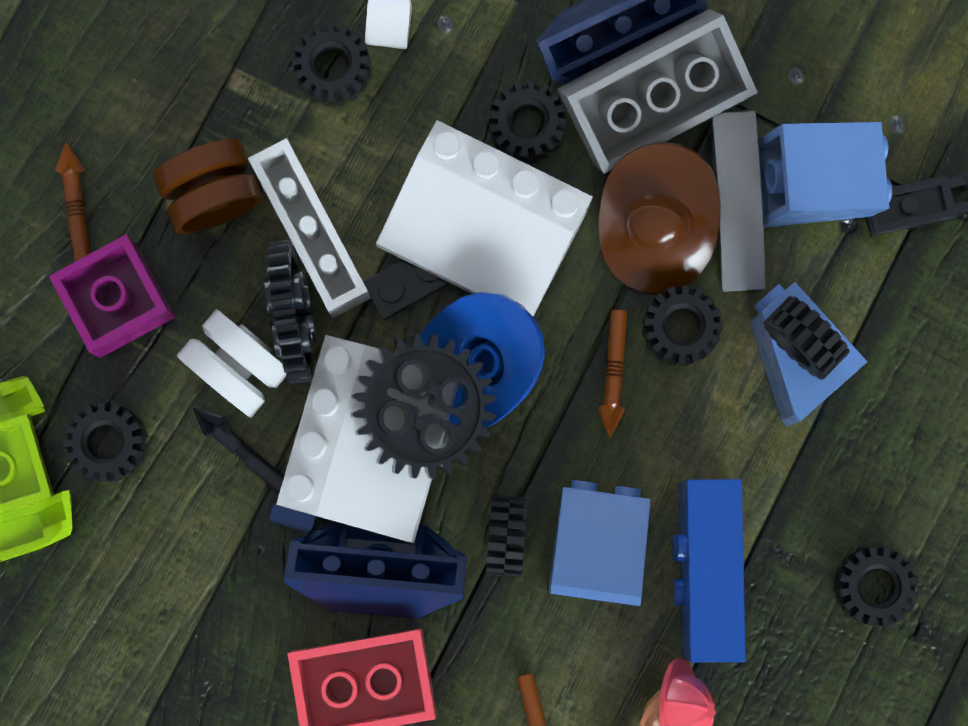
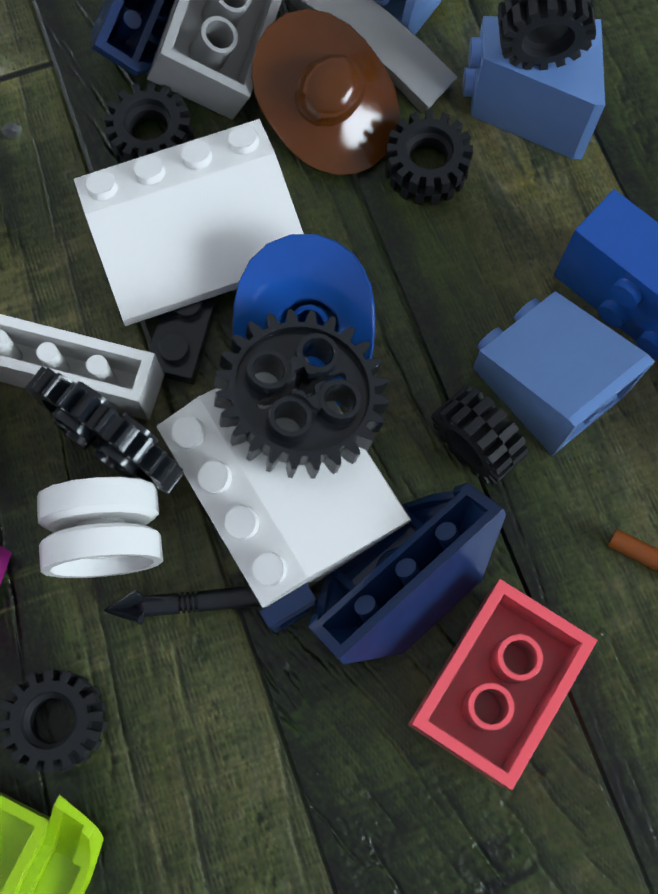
camera: 50 degrees left, 10 degrees down
(612, 410) = (446, 269): dark orange piece -> none

